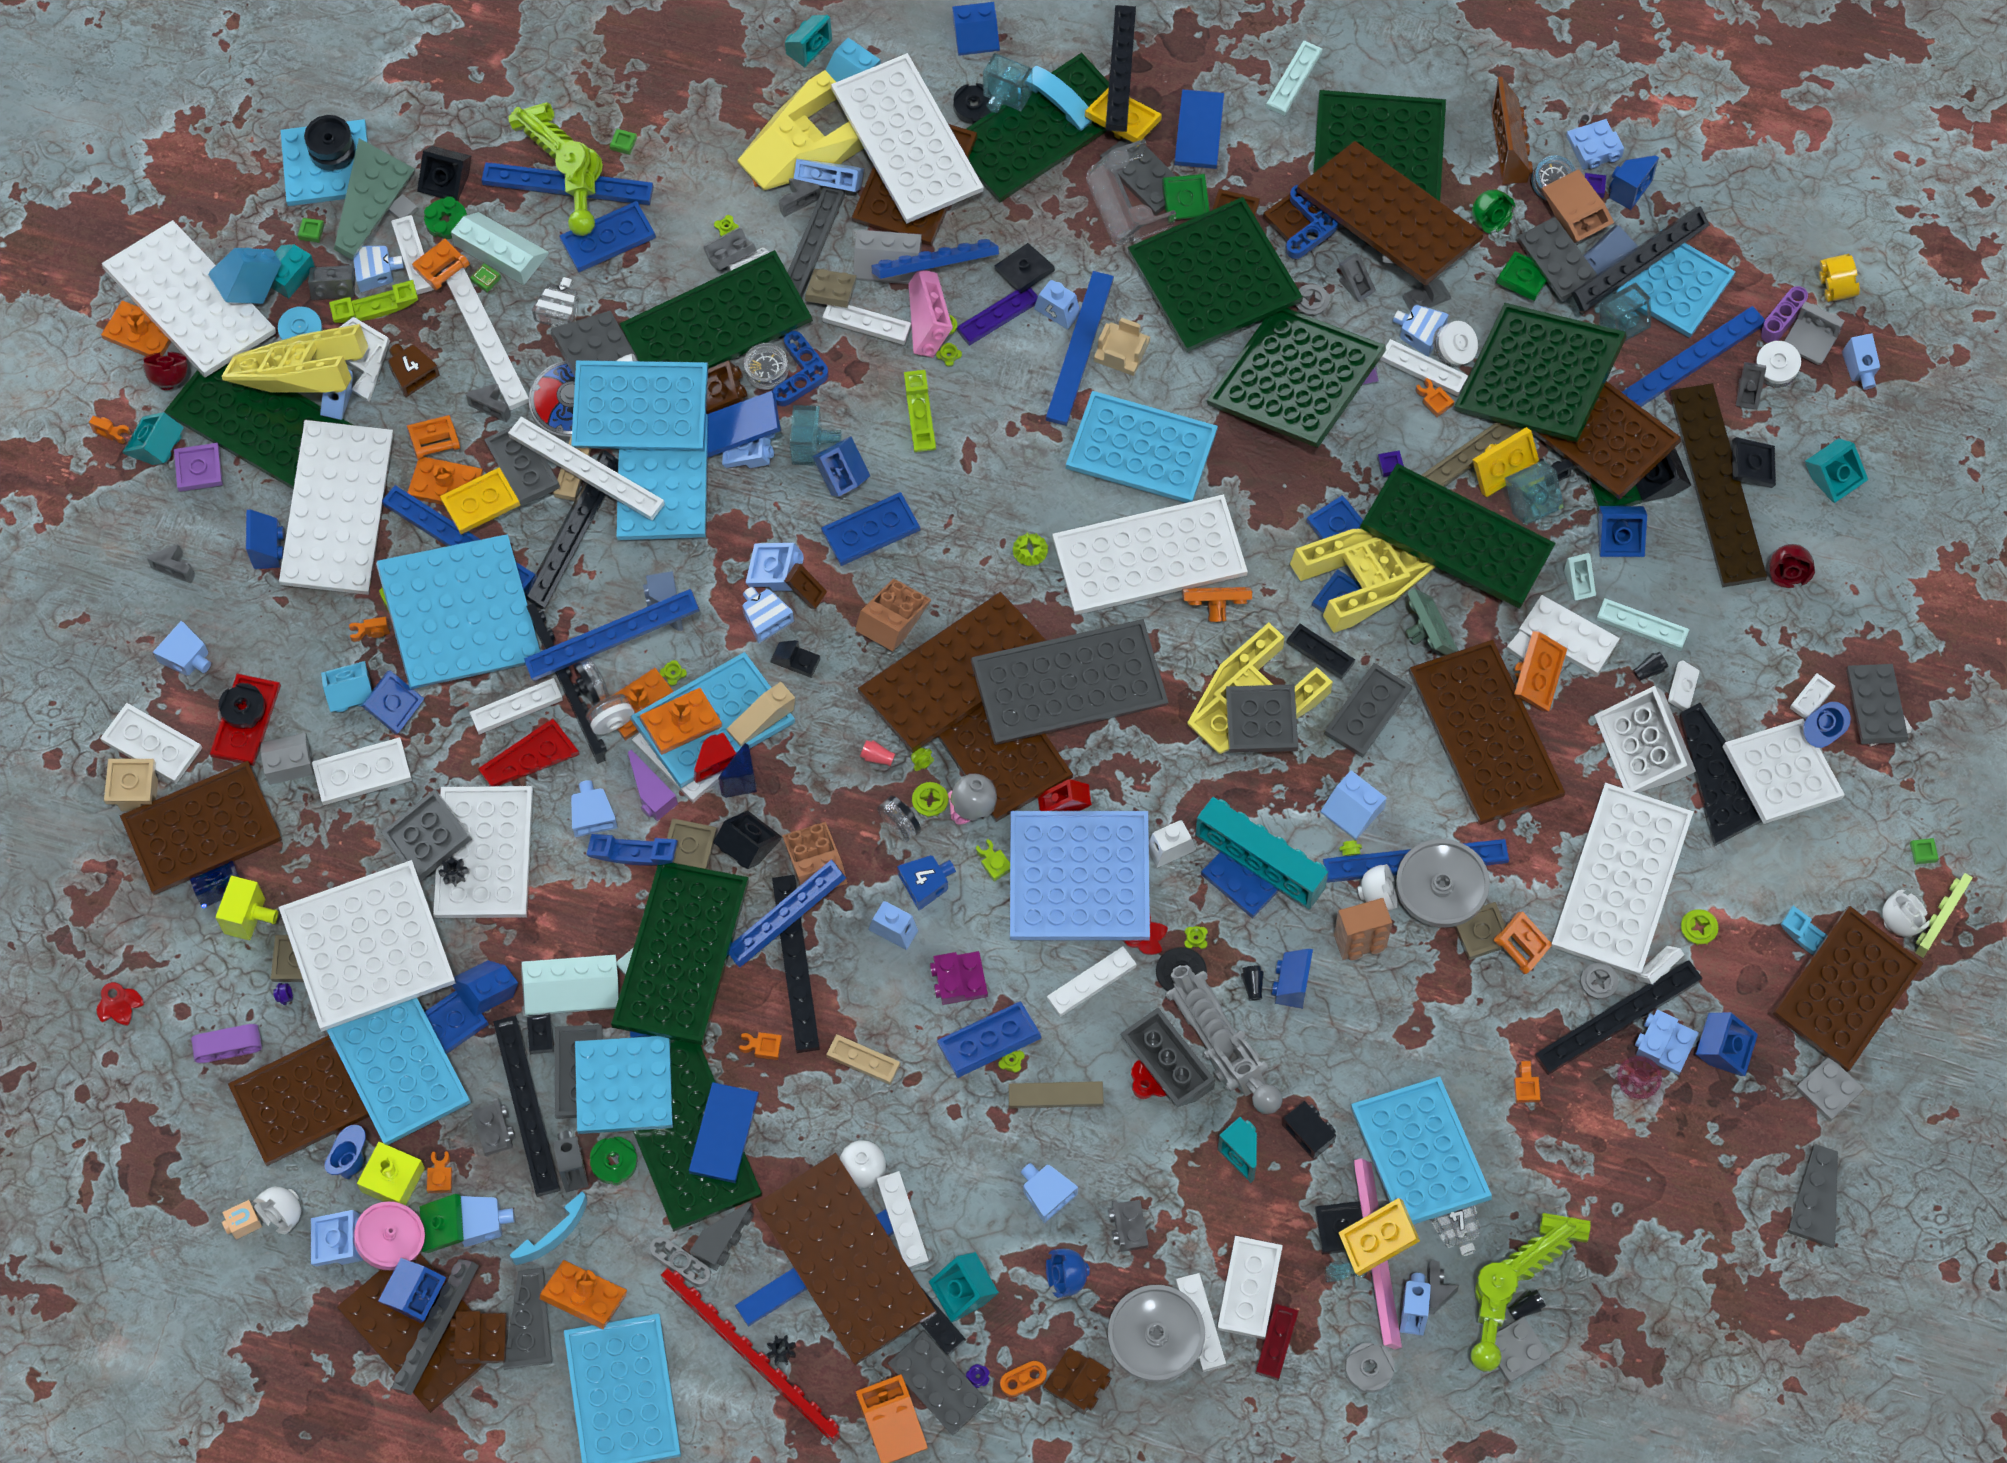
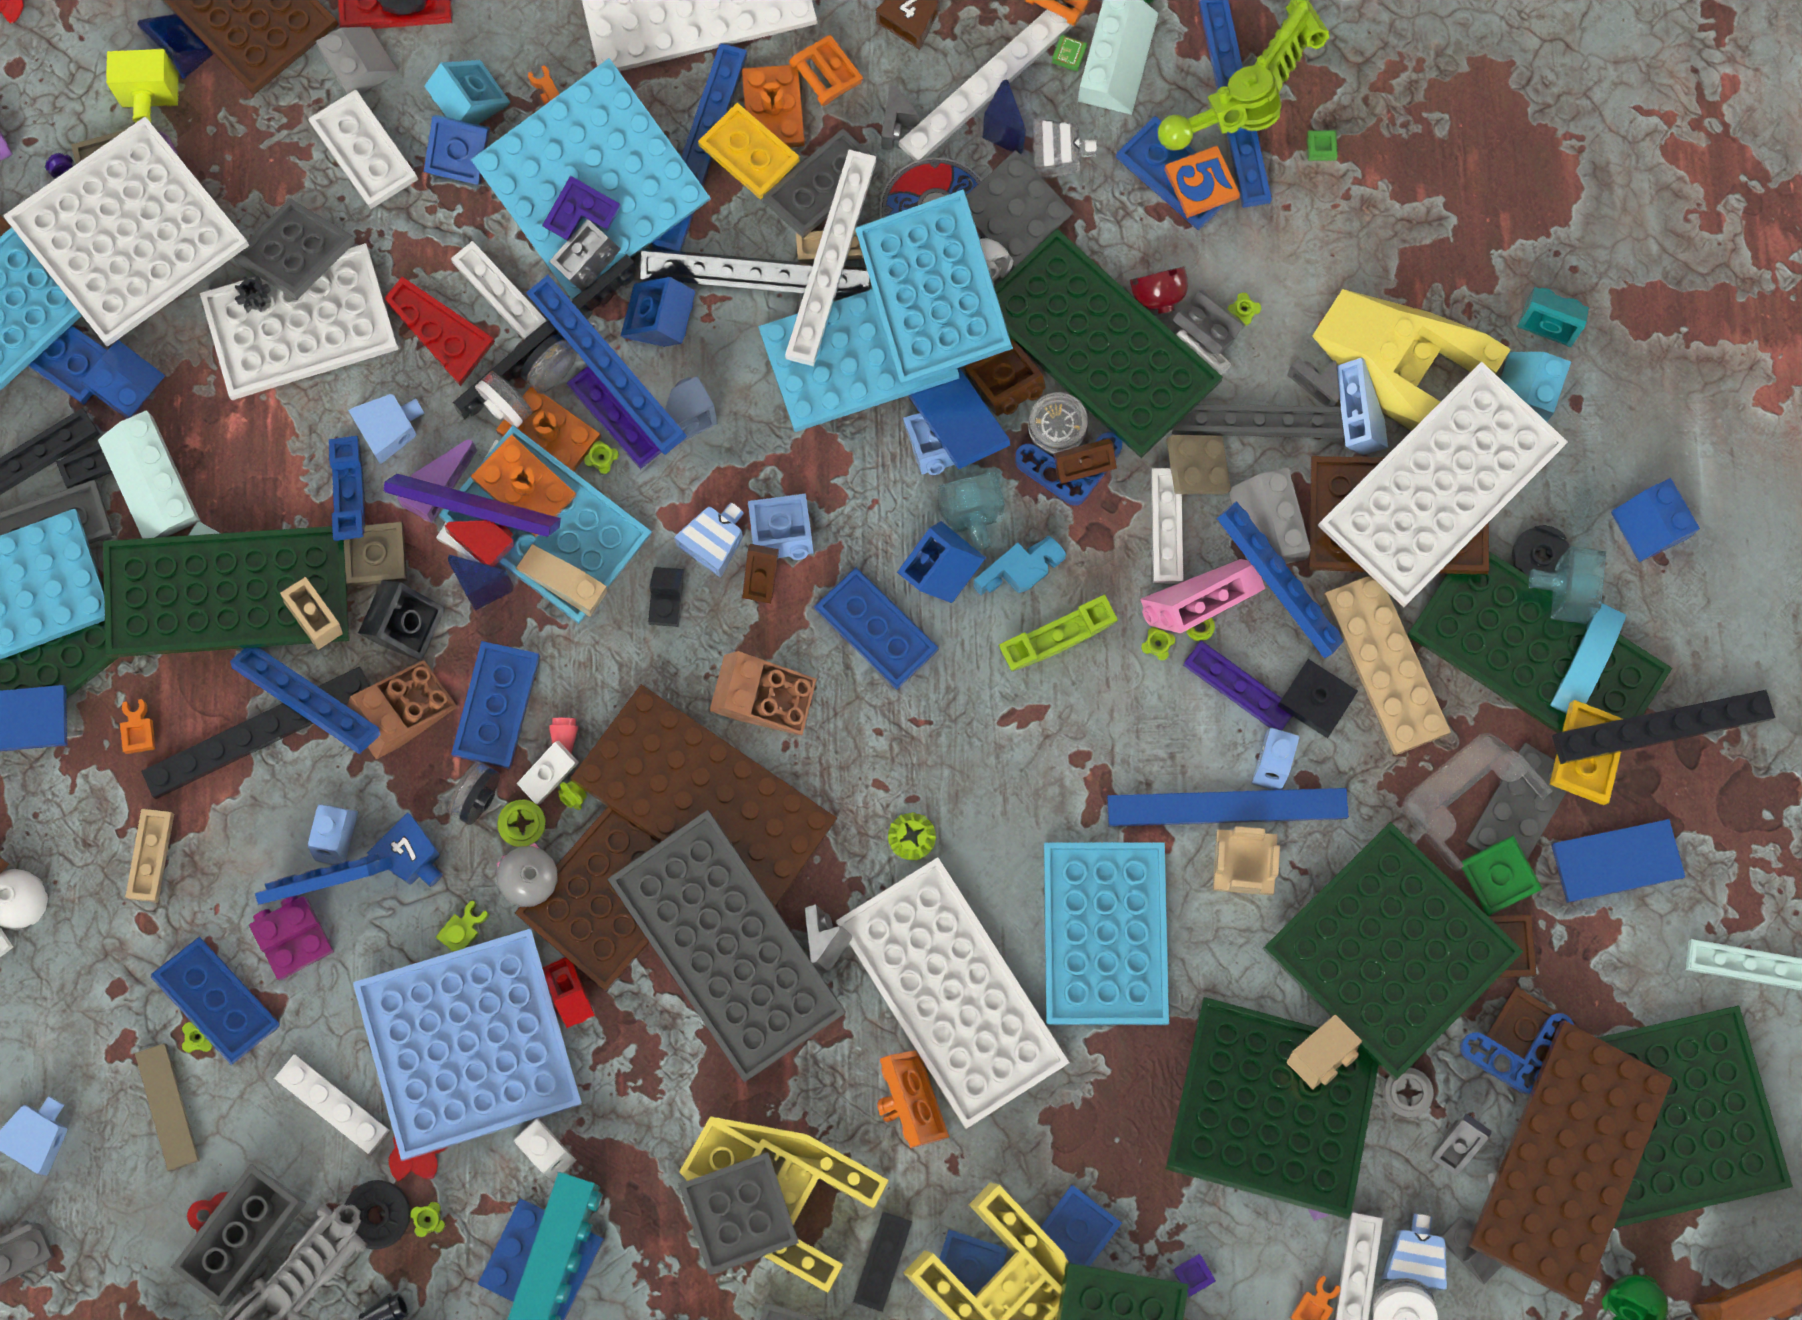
camera: 70 degrees right, 10 degrees up
(477, 620) = (580, 201): none -> dark purple plate
(517, 630) = (585, 255): none -> flat silver bracket
(525, 328) = (1003, 120): none -> clear blue slope
(576, 602) = (658, 312): none -> blue slope
(623, 220) = (1202, 181): none -> orange tile
(644, 656) = (613, 417): none -> dark purple tile
(685, 753) = (472, 505): none -> dark purple tile
(692, 270) = (1161, 289): none -> dark red cylinder
(725, 887) = (311, 613): none -> tan brick
(802, 354) = (1085, 460): none -> reddish brown plate
(835, 792) = (495, 705): none -> blue plate
(862, 420) = (1021, 567): none -> dark azure plate
(900, 769) = (547, 772): none -> white plate
(930, 922) = (323, 878): none -> blue plate
(1015, 220) = (1387, 664): none -> tan plate
(1090, 619) = (825, 942): none -> flat silver slope
(1270, 333) = (1324, 1052): none -> tan brick

